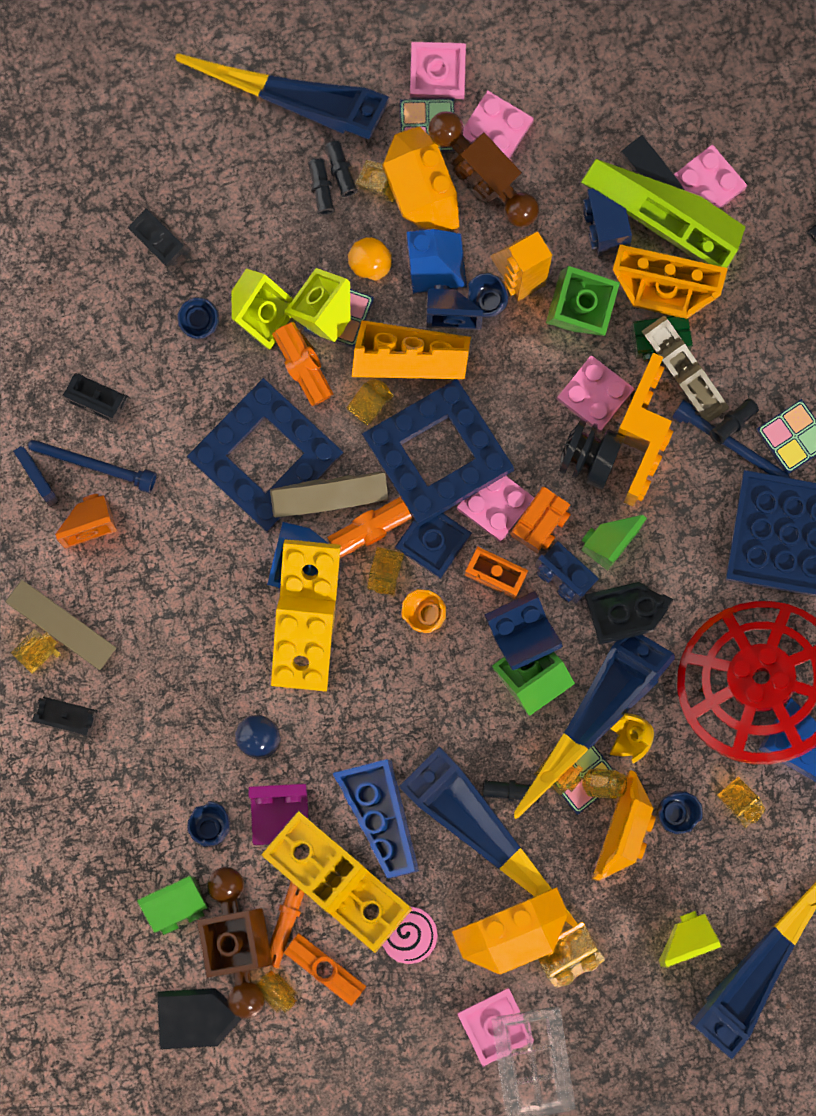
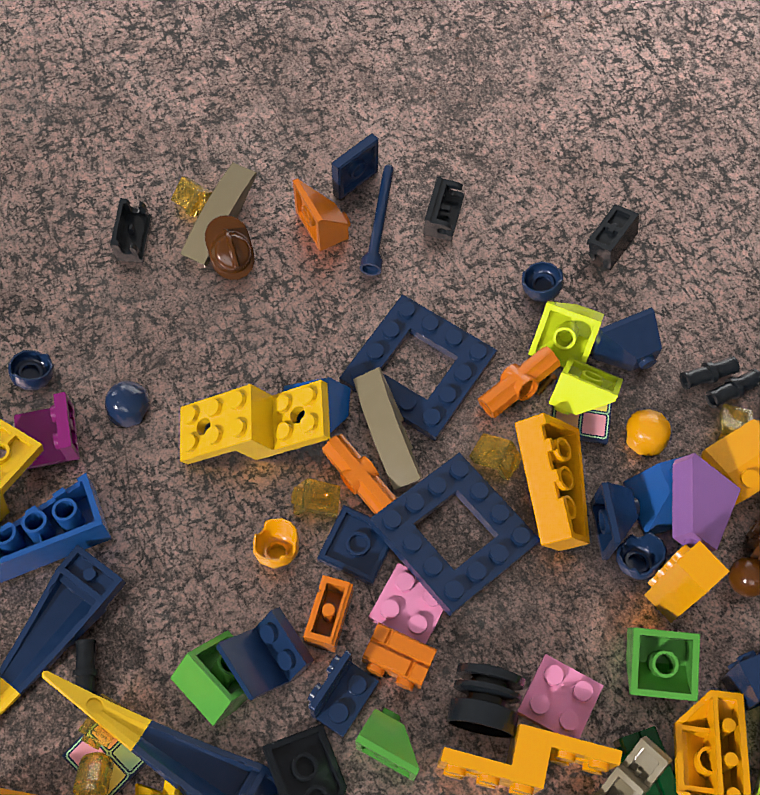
camera: 80 degrees right, 15 degrees down
(103, 618) = (229, 247): none -> reddish brown piece
(284, 250) = (629, 342): none -> dark blue slope
(459, 234) = (700, 502): none -> medium lavender slope

